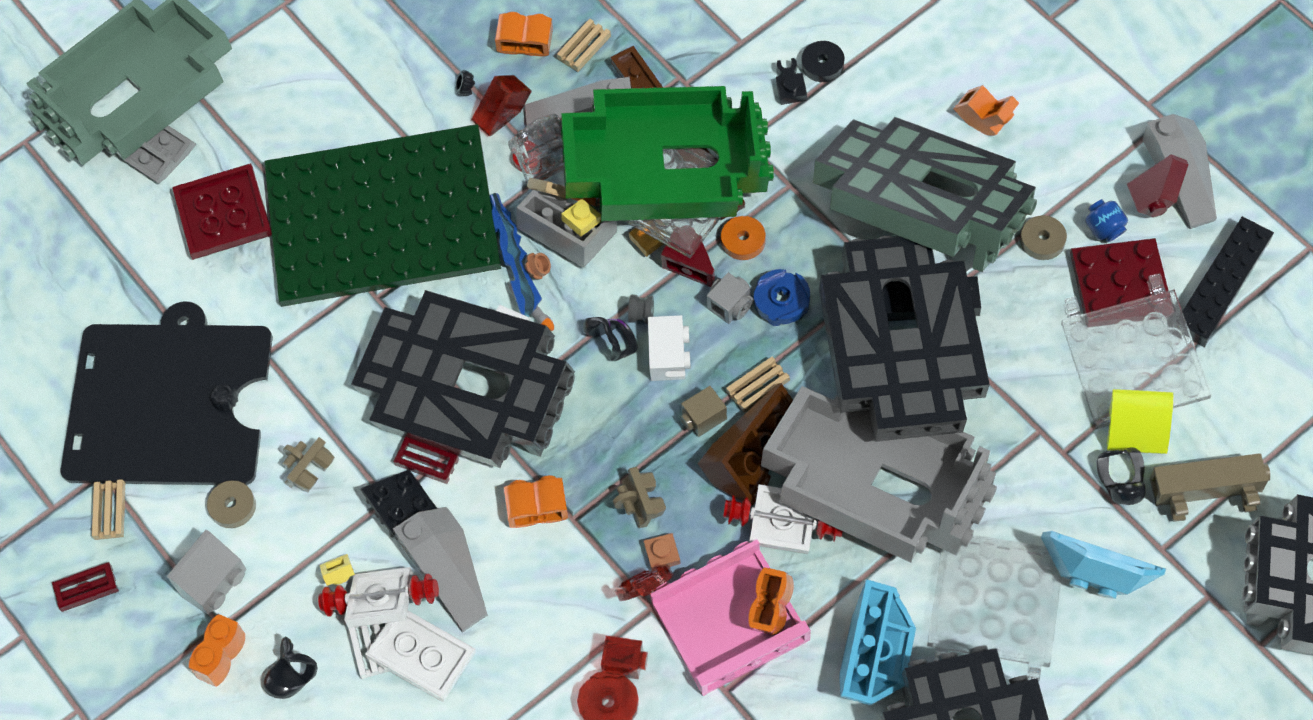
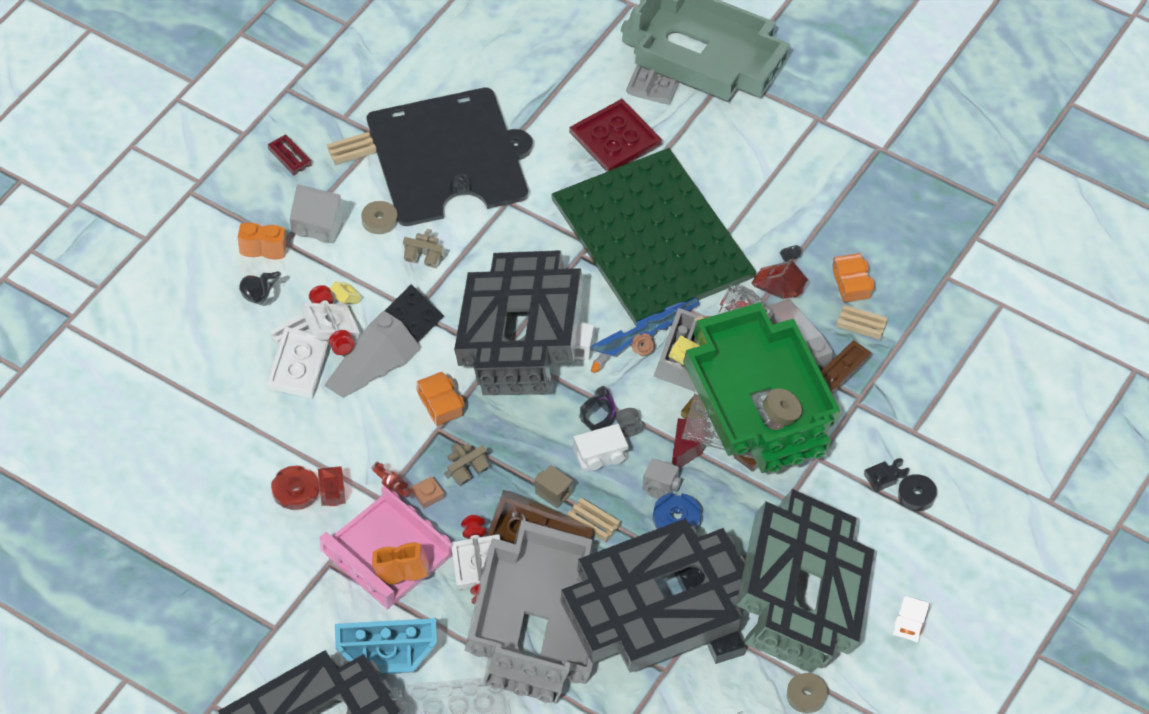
camera: 65 degrees right, 10 degrees down
(422, 470) = (452, 337): dark red tile -> none
(698, 140) = (782, 407): none -> dark tan piece
(739, 248) = (721, 486): orange piece -> none

